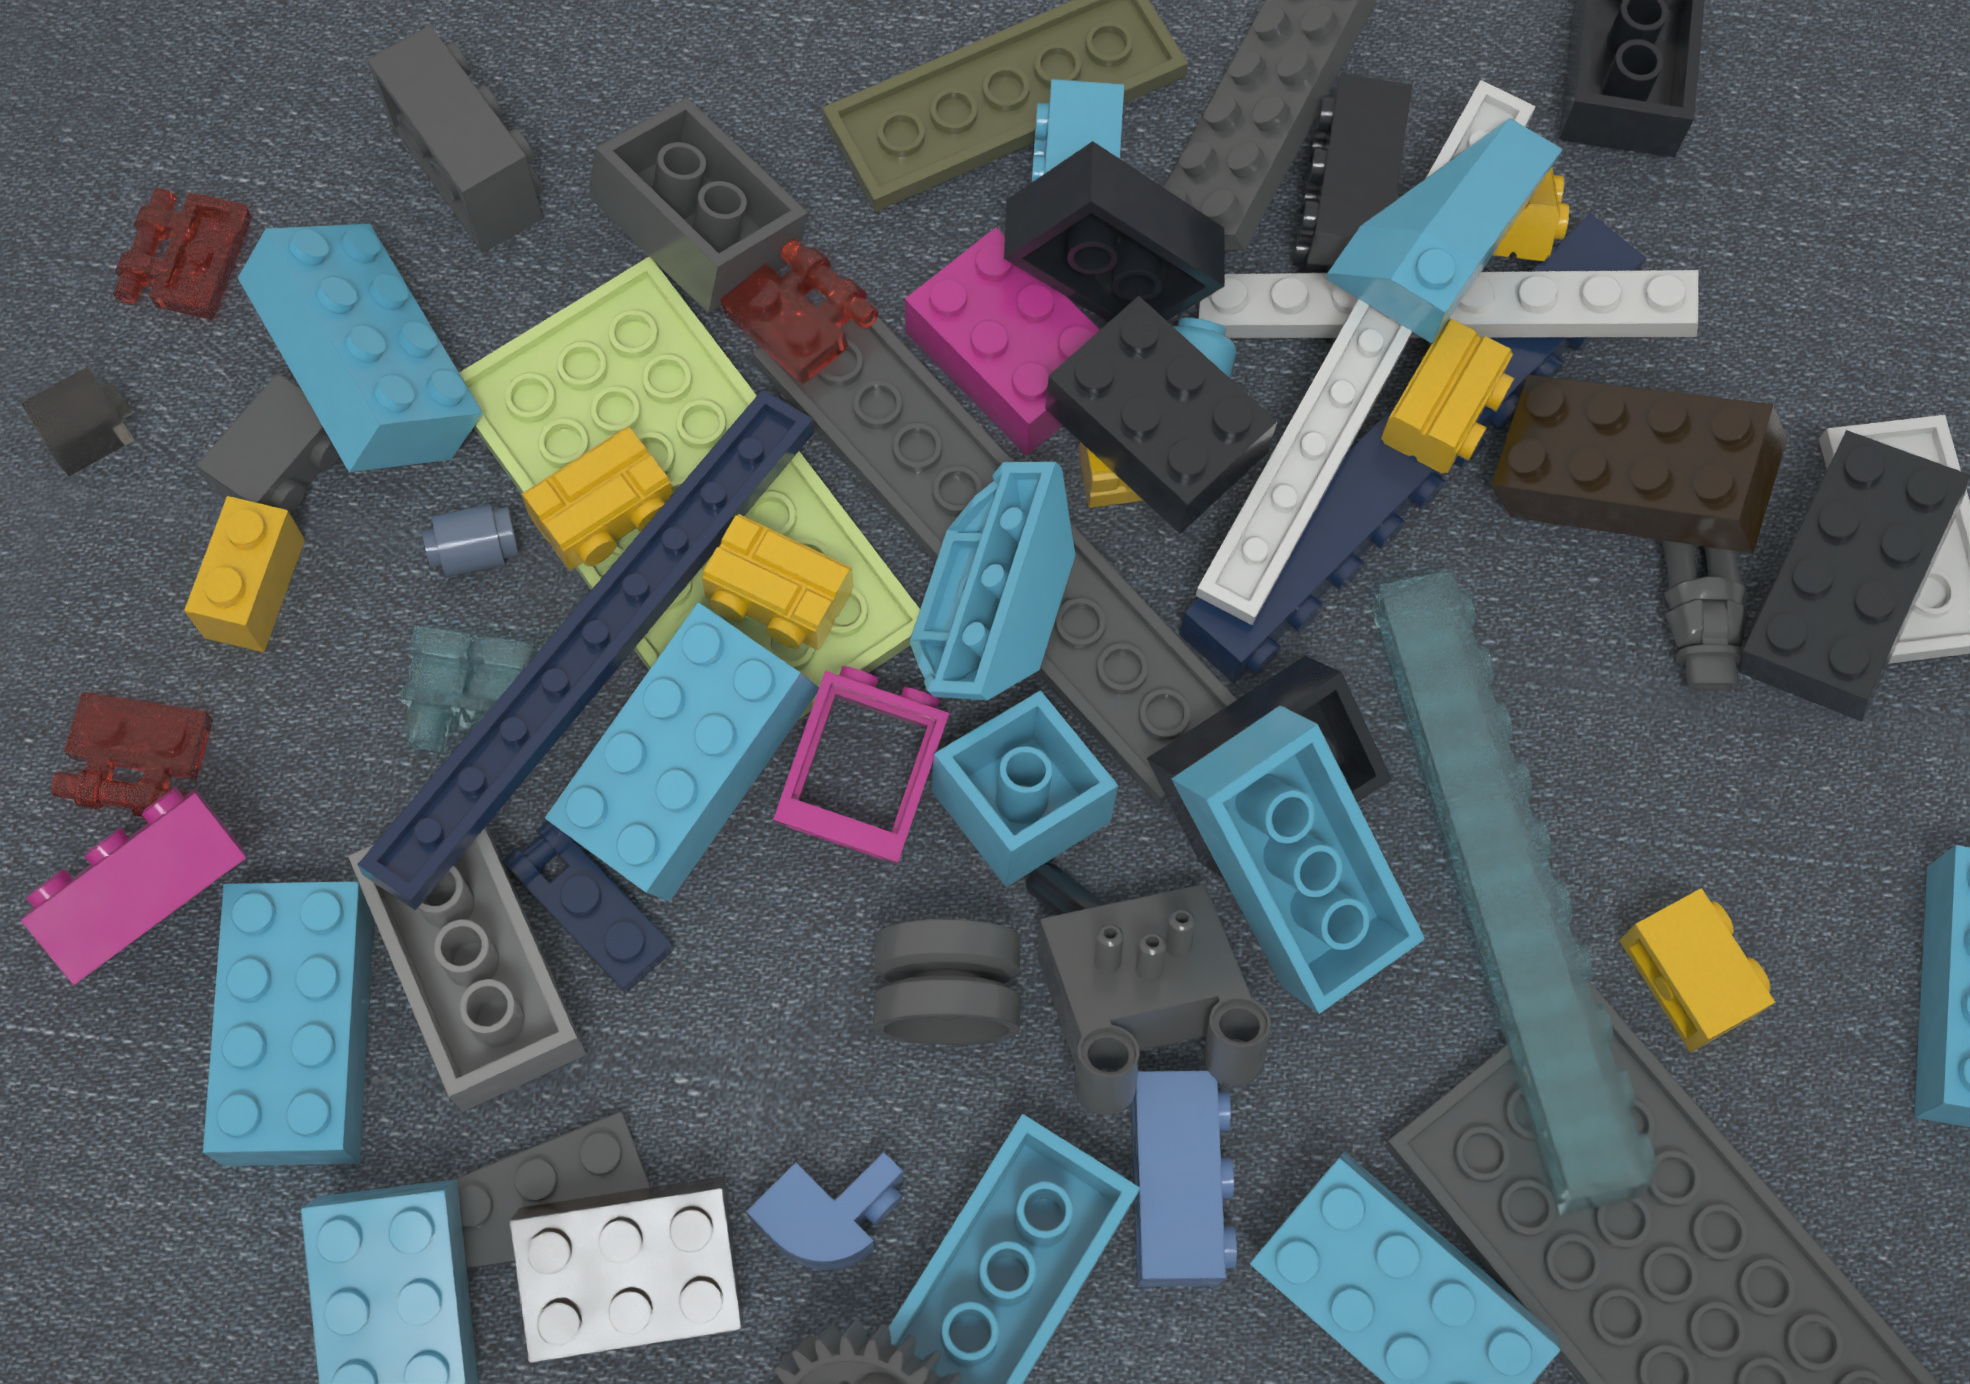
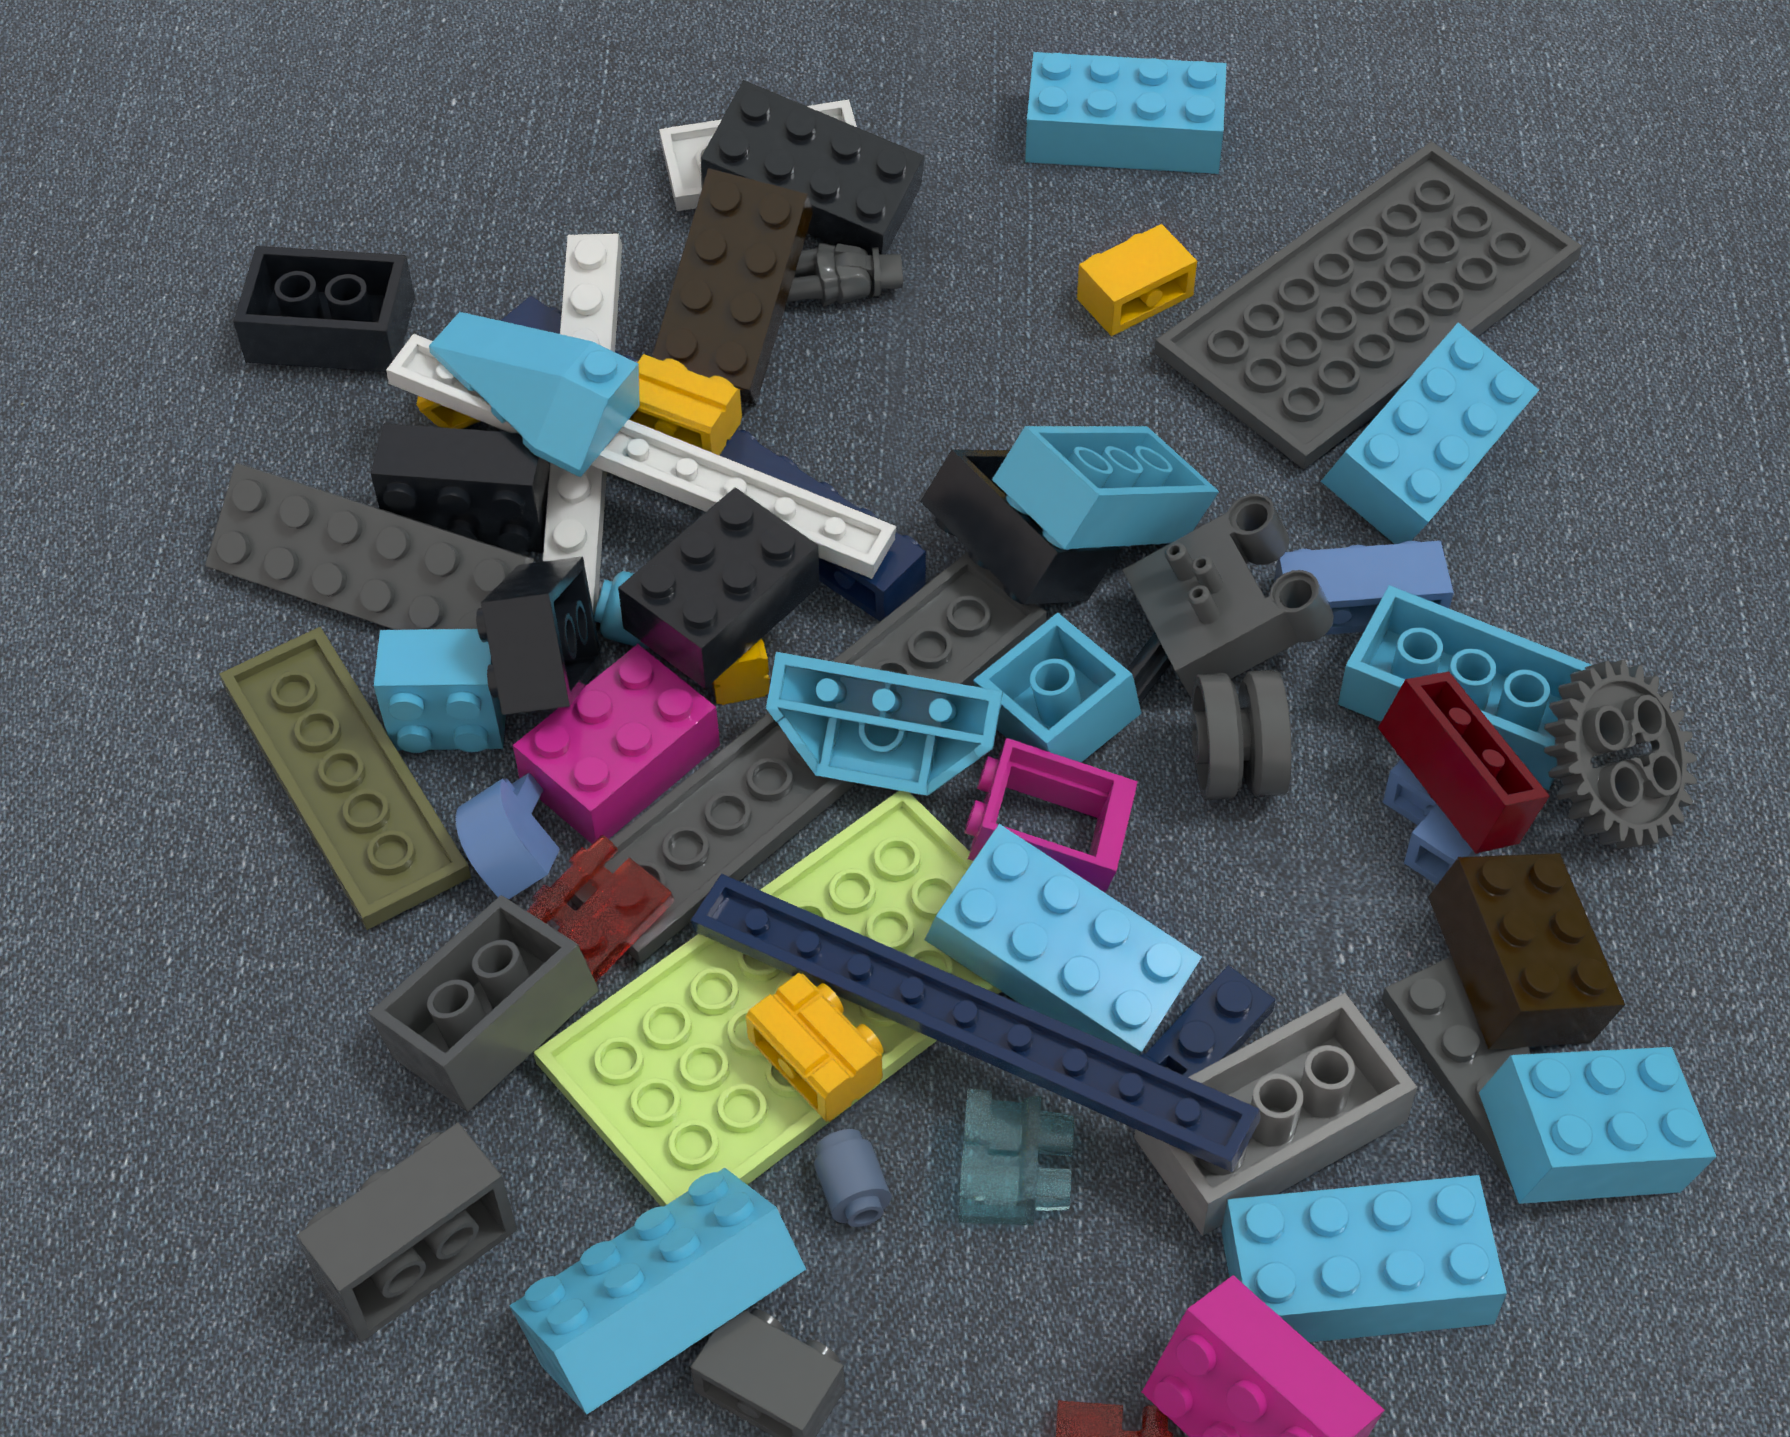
camera: 90 degrees left, 15 degrees down
(245, 574) = (910, 1378): yellow brick -> none
(776, 584) = (892, 885): yellow brick -> none
(852, 1217) = (1463, 762): none -> dark red brick
(889, 220) = (504, 837): none -> medium blue brick
(1511, 898) = (1090, 379): clear light blue brick -> none

